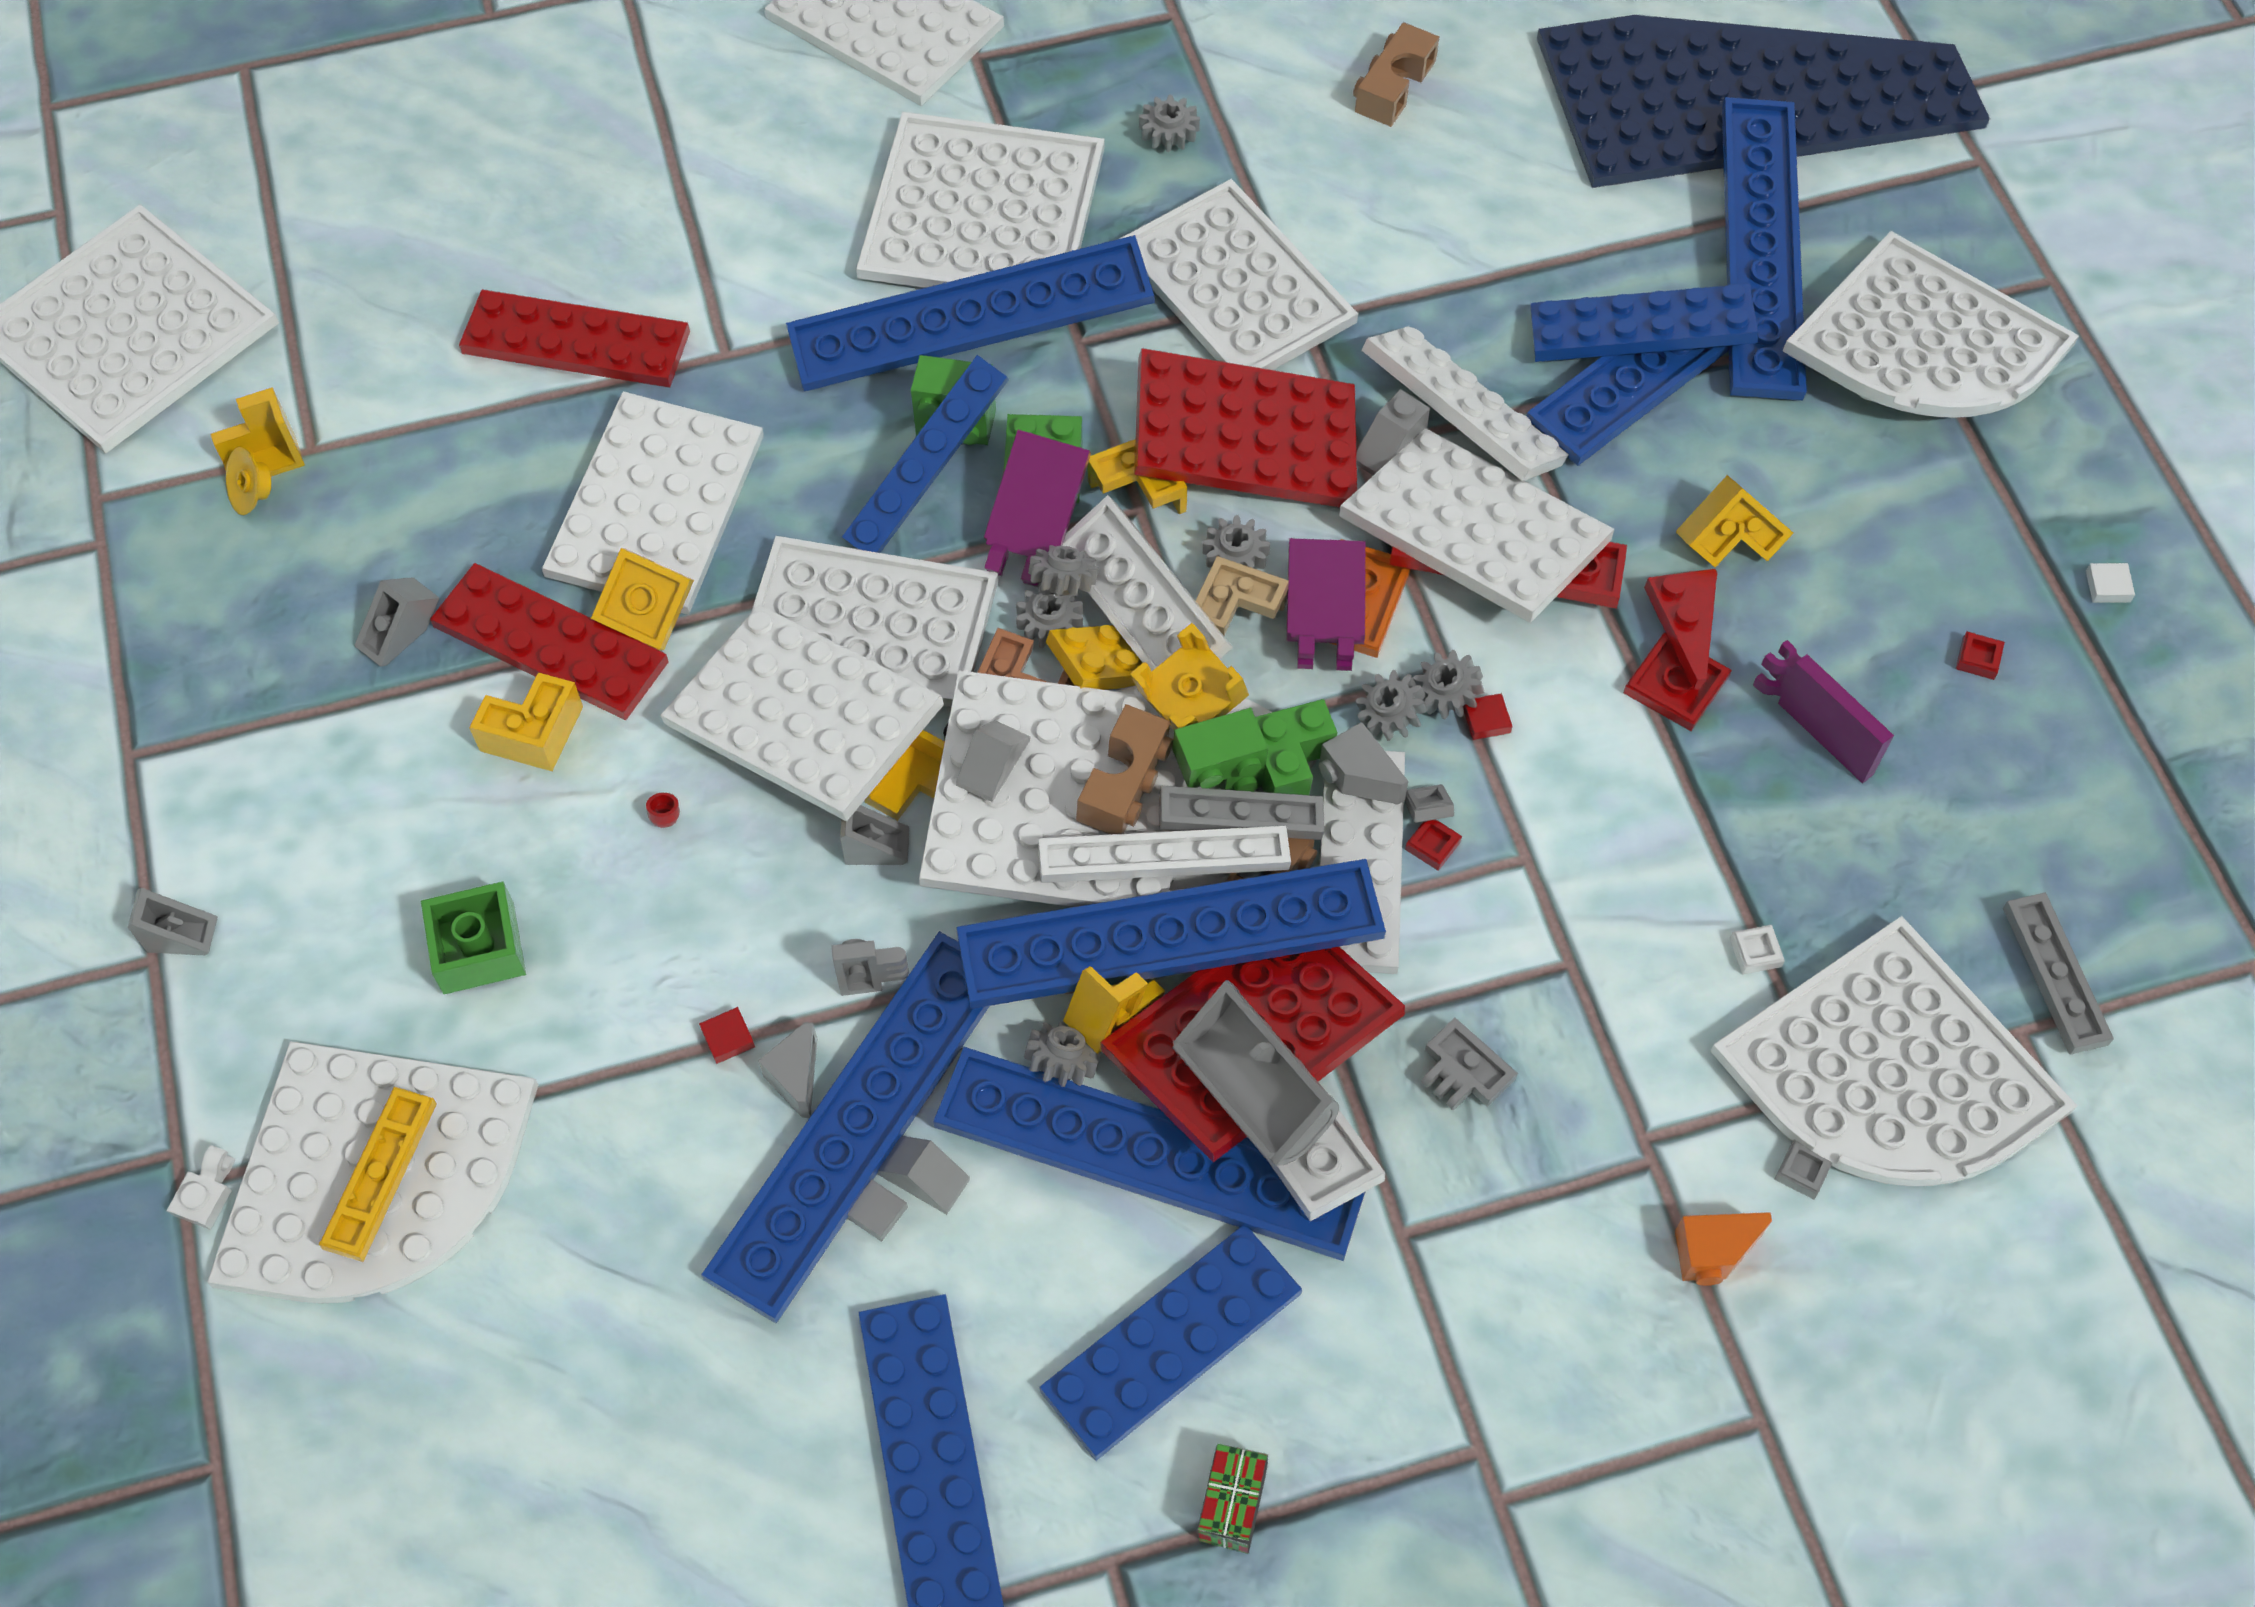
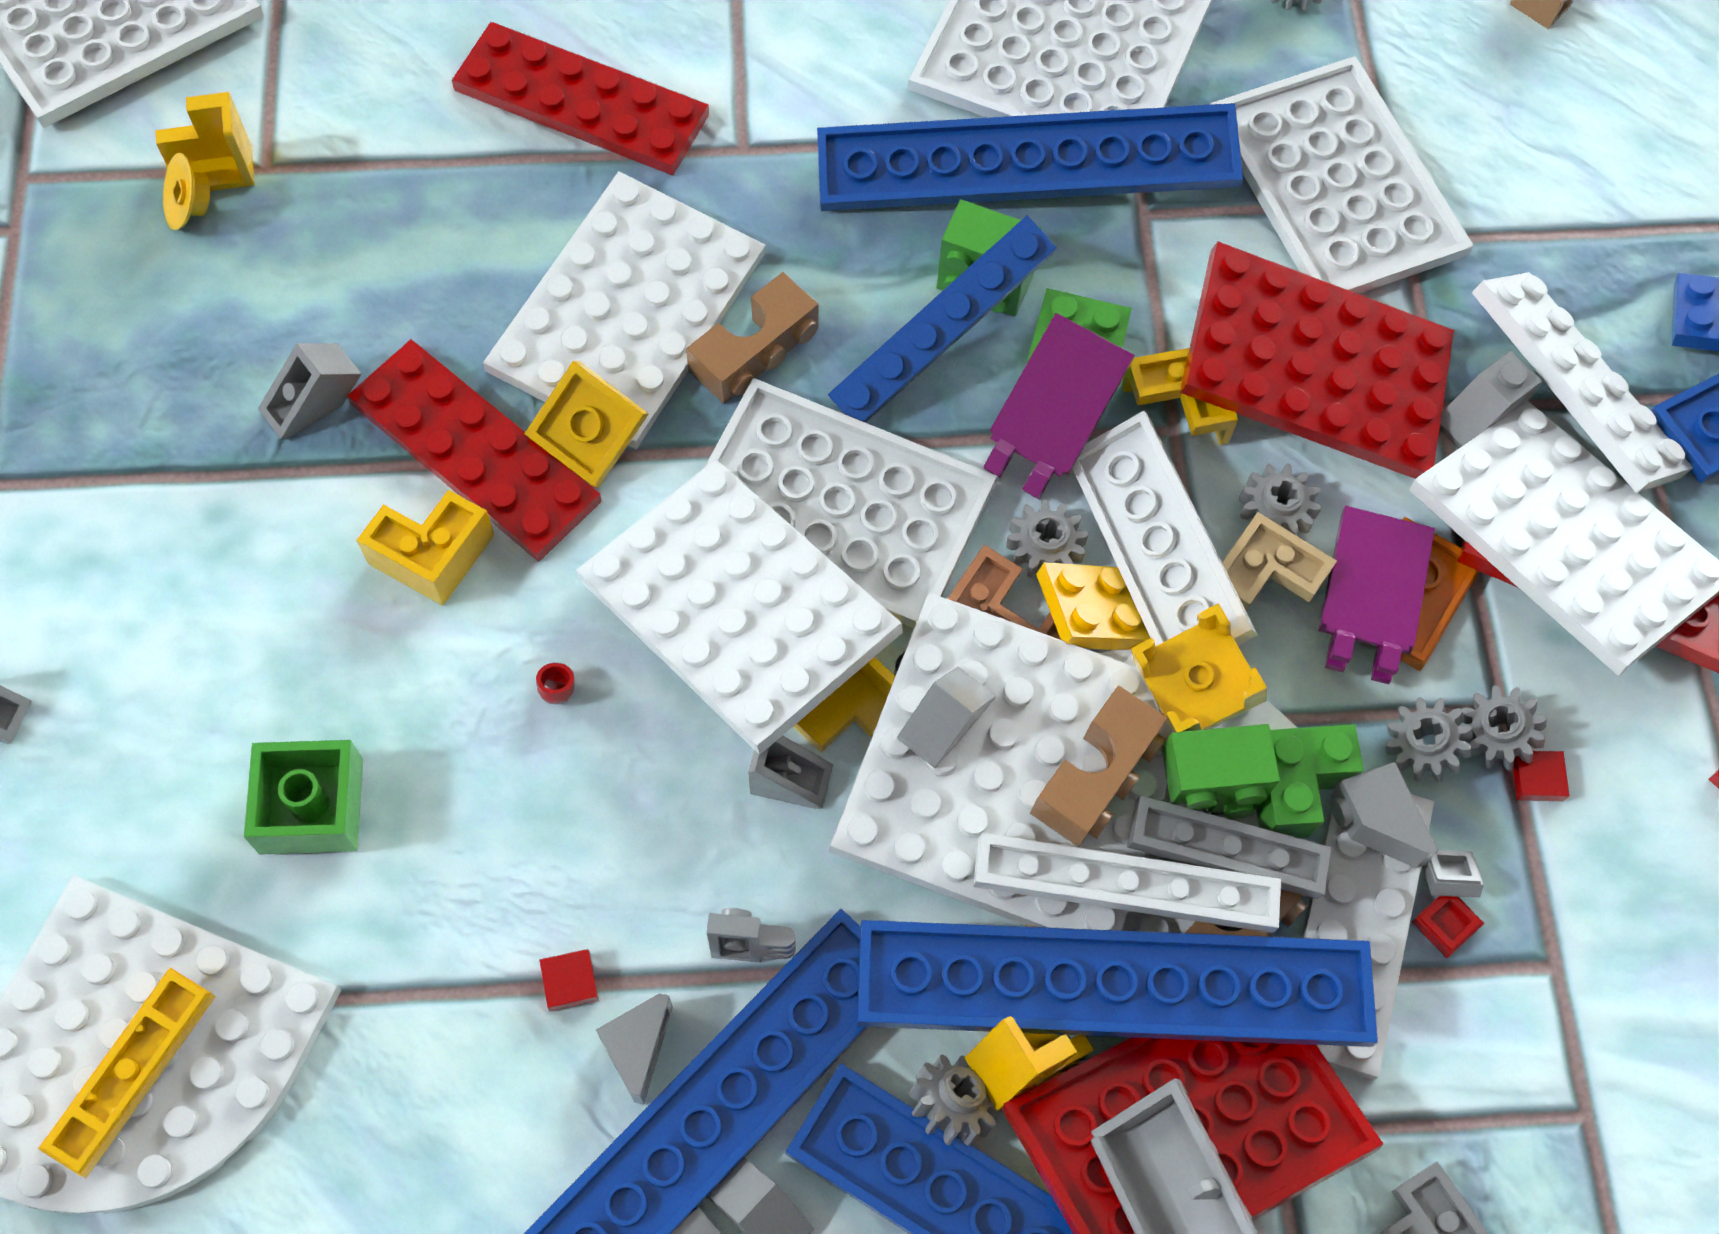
camera: 10 degrees right, 5 degrees up
(752, 527) = (730, 362): none -> medium nougat arch
(1063, 570) = (1074, 493): light grey gear -> none

